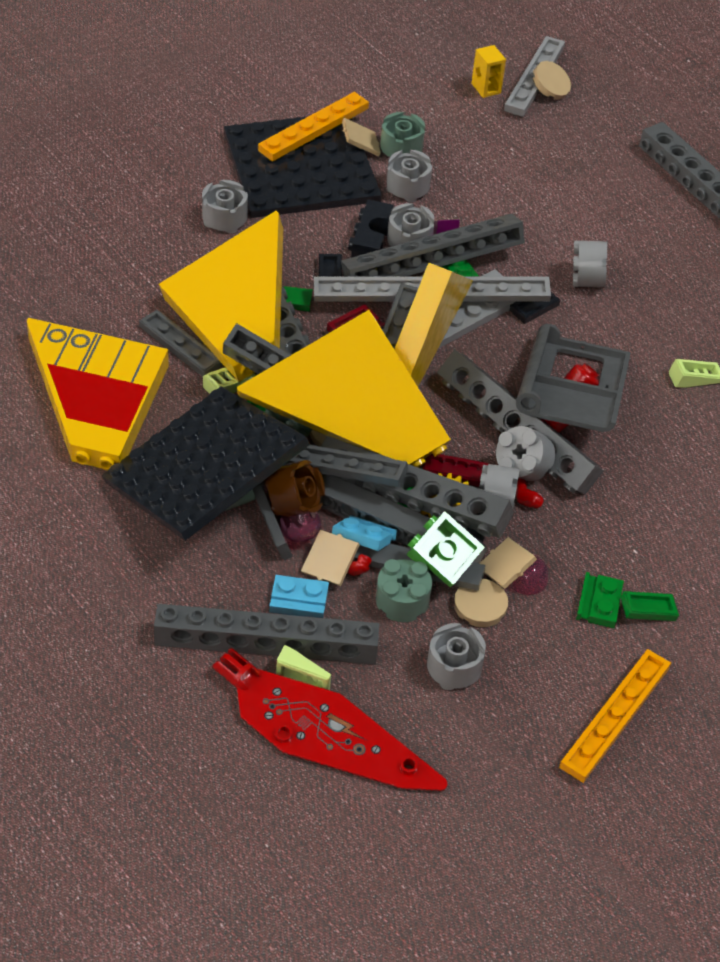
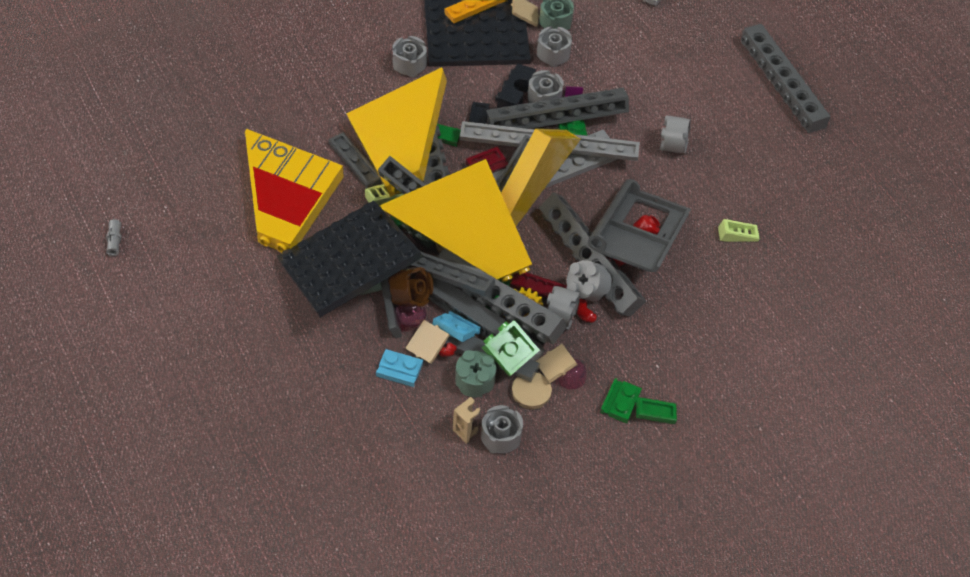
camera: 10 degrees right, 5 degrees up
(266, 633) = (368, 393): dark grey brick -> none
(297, 667) = (387, 424): yellowish green slope -> none
(323, 727) = (395, 469): red wing -> none
(405, 649) = (463, 420): none -> tan hinge
(529, 310) = (621, 166): black tile -> none
(614, 716) = (610, 490): light orange plate -> none

